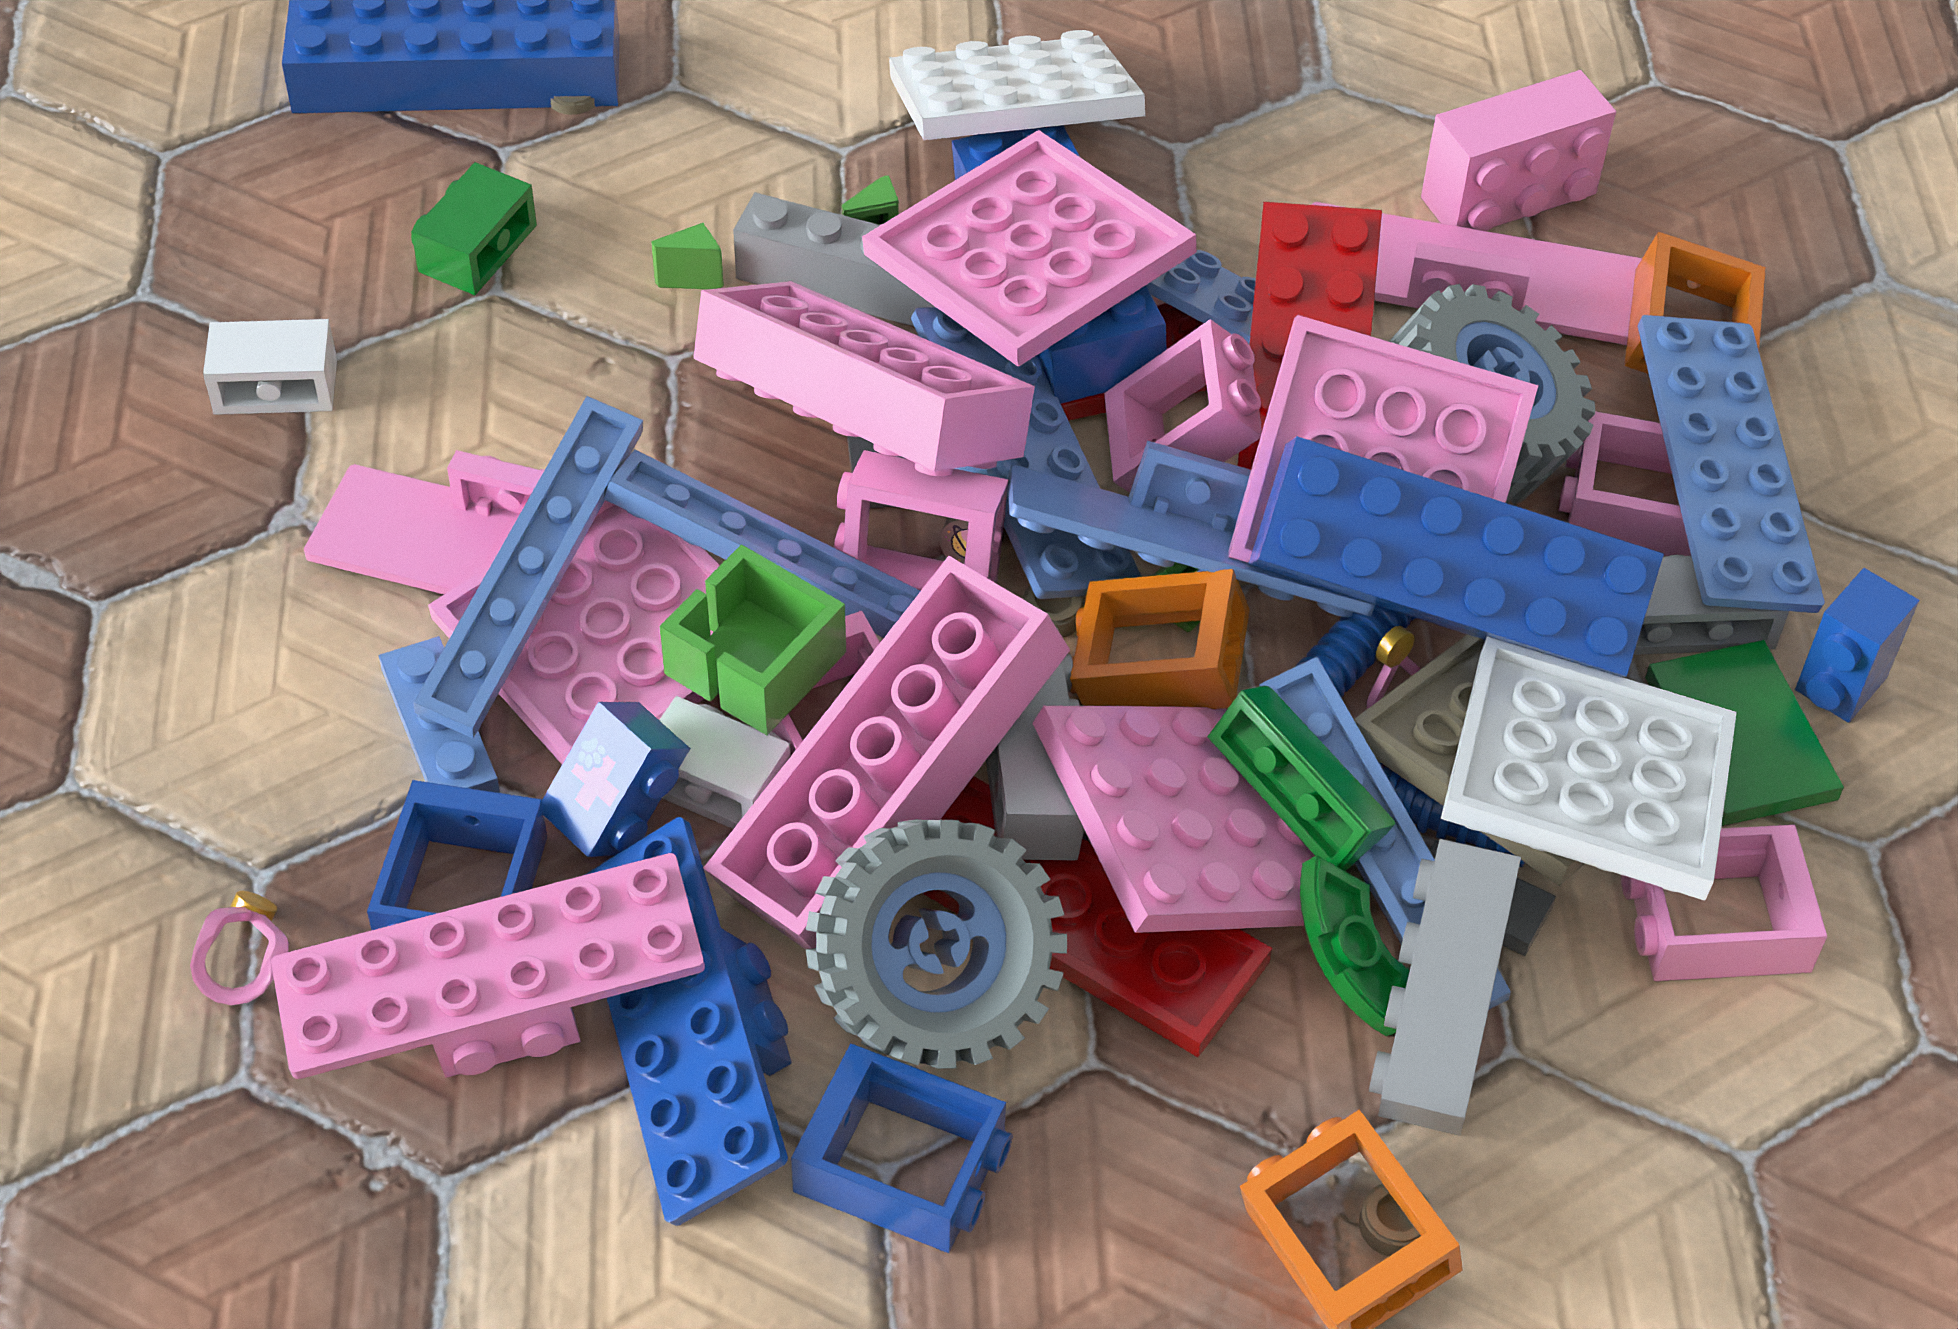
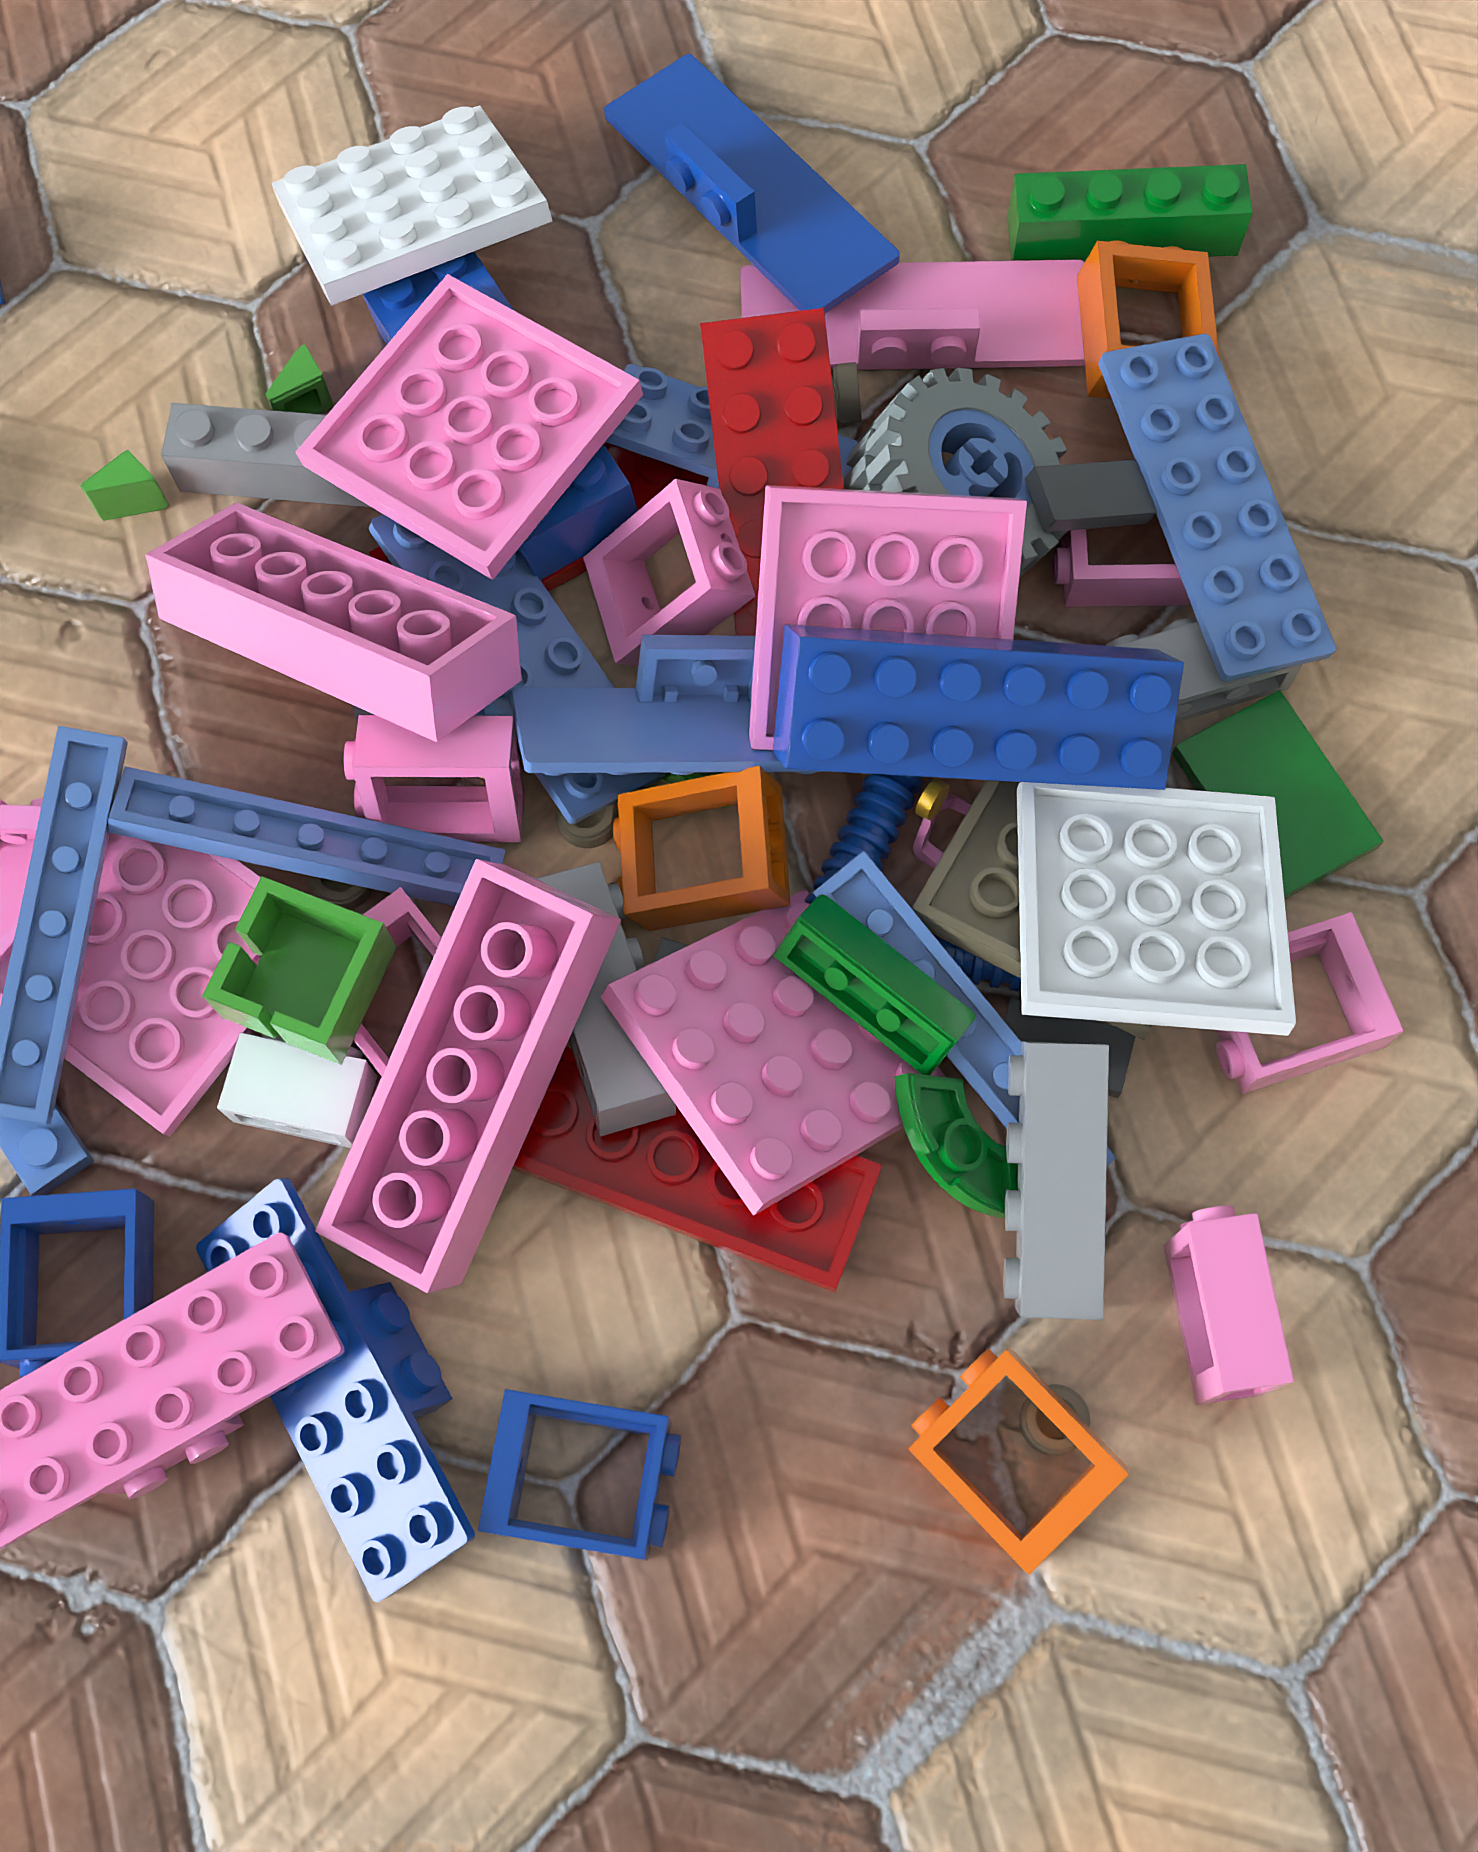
camera: 10 degrees left, 20 degrees up
(614, 778) = (202, 1147): blue brick -> none
(997, 909) = (526, 1322): light grey wheel -> none
(1338, 137) = (751, 186): none -> blue bracket
(1390, 313) = (847, 392): none -> dark tan tile
(1518, 153) = (941, 163): bright pink brick -> none
(1593, 1137) = (1227, 1307): none -> bright pink window
(1605, 423) = (1090, 495): none -> dark grey tile
(1627, 211) = (1155, 207): none -> green brick
(1856, 644) = (1374, 688): blue brick -> none

